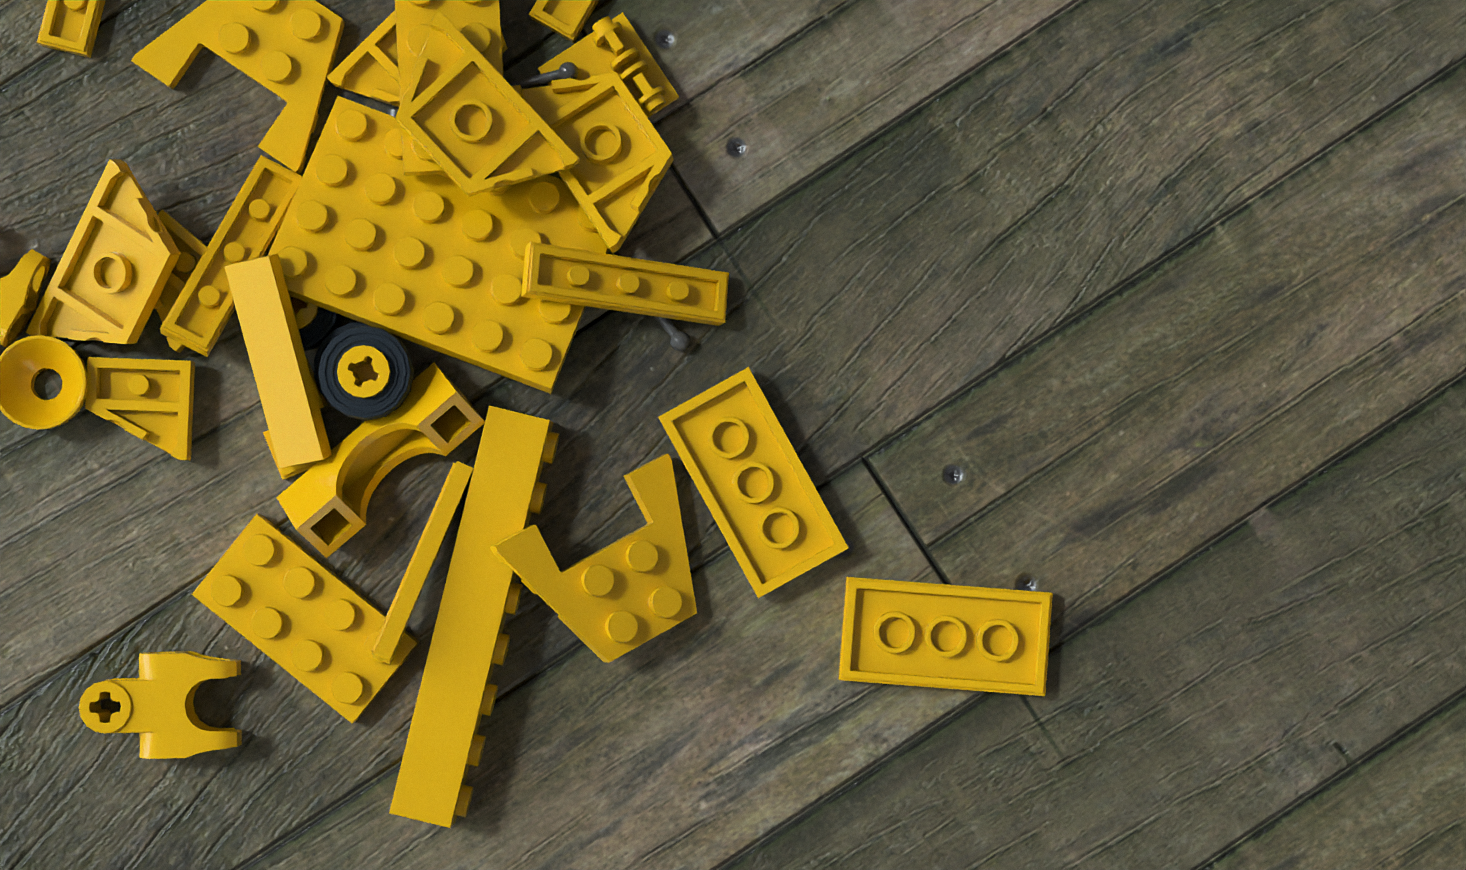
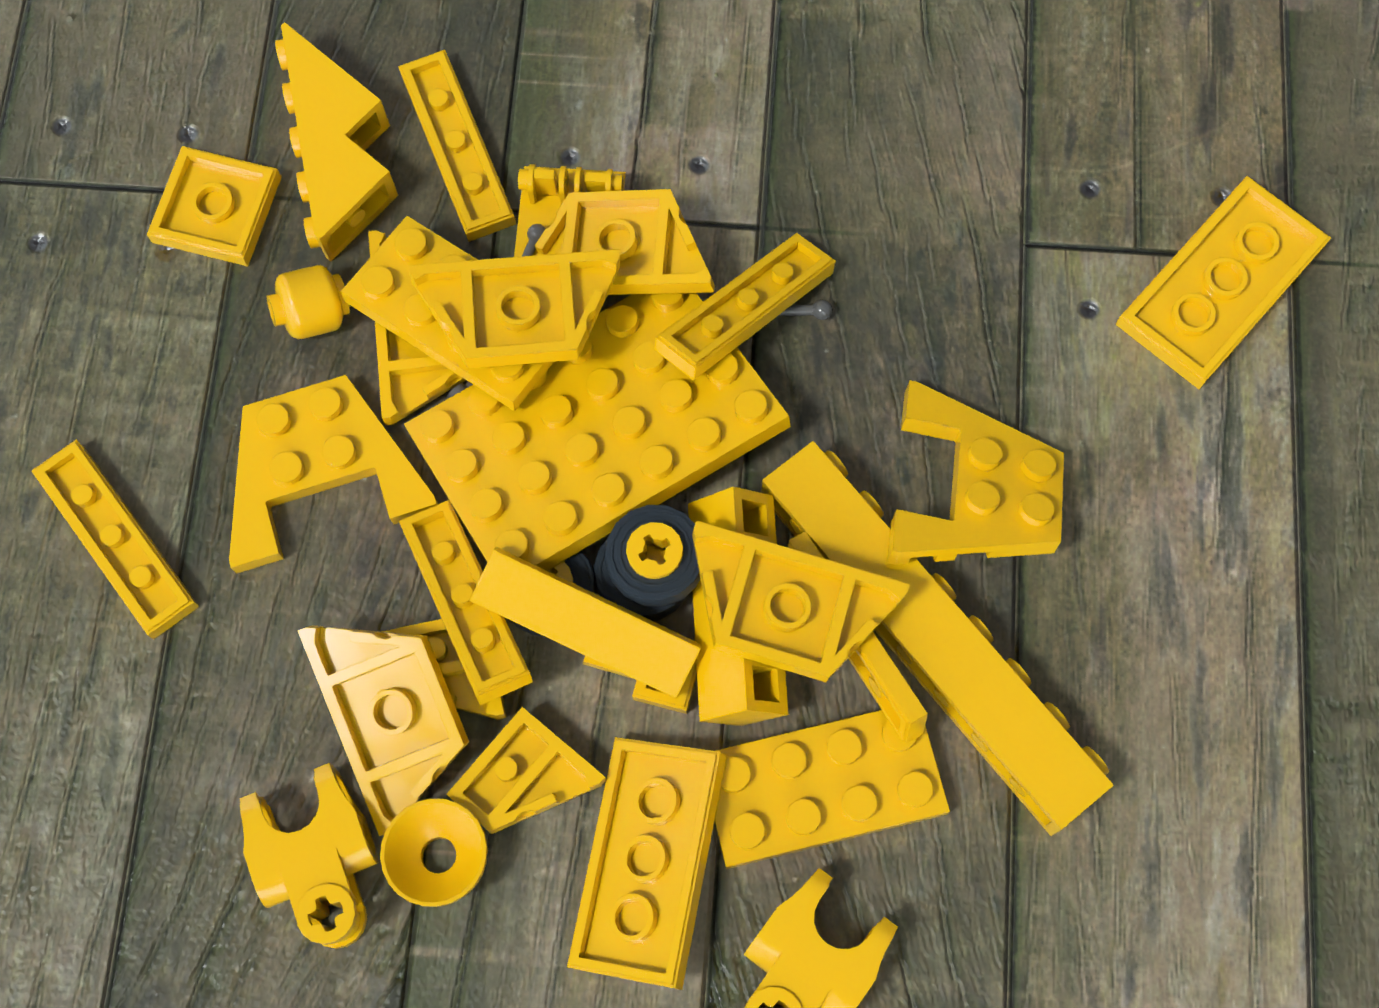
camera: 50 degrees left, 15 degrees down
(152, 536) = (647, 862): none -> yellow tile
(393, 500) = (787, 603): none -> yellow wing
(753, 482) = (986, 332): yellow plate -> none

